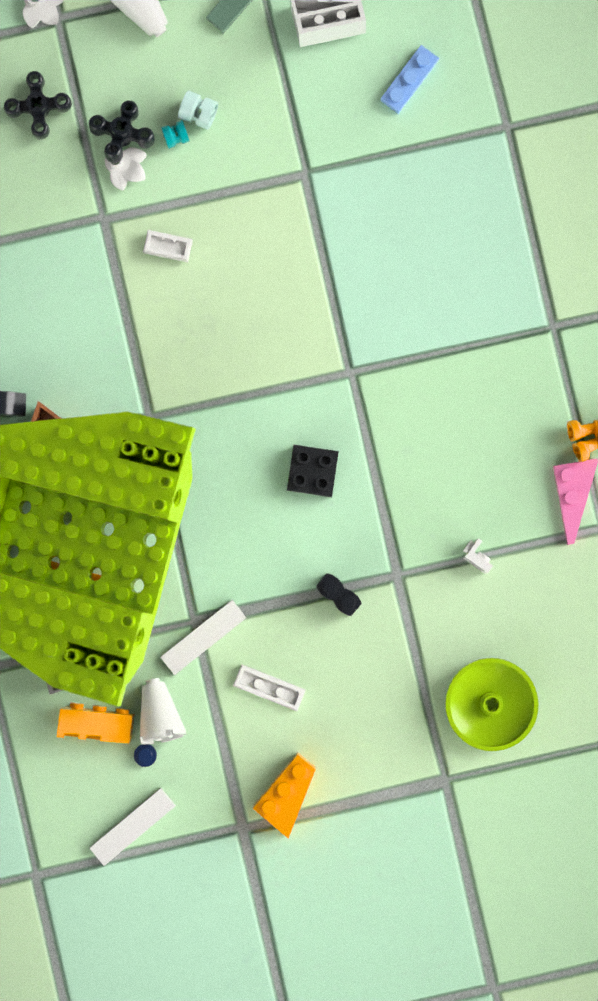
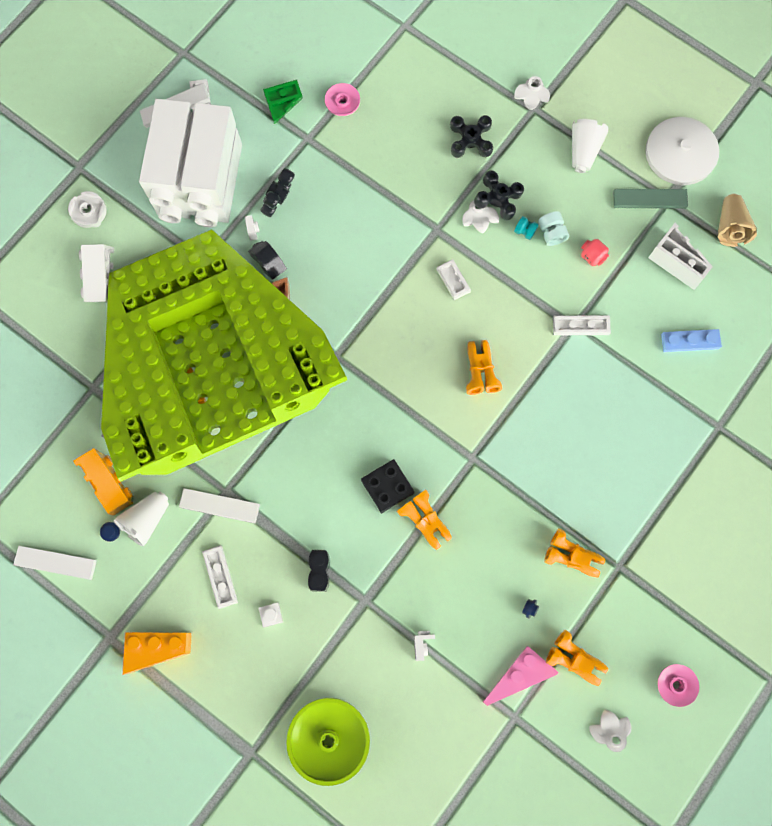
camera: 50 degrees right, 10 degrees down
(253, 92) = (594, 252): none -> coral head
(270, 291) = (481, 364): none -> light orange piece
(311, 166) = (581, 325): none -> white tile
(341, 668) = (270, 615): none -> white plate
(376, 461) = (429, 523): none -> light orange piece
(517, 356) = (578, 558): none -> light orange piece
(525, 435) = (530, 608): none -> dark blue plate

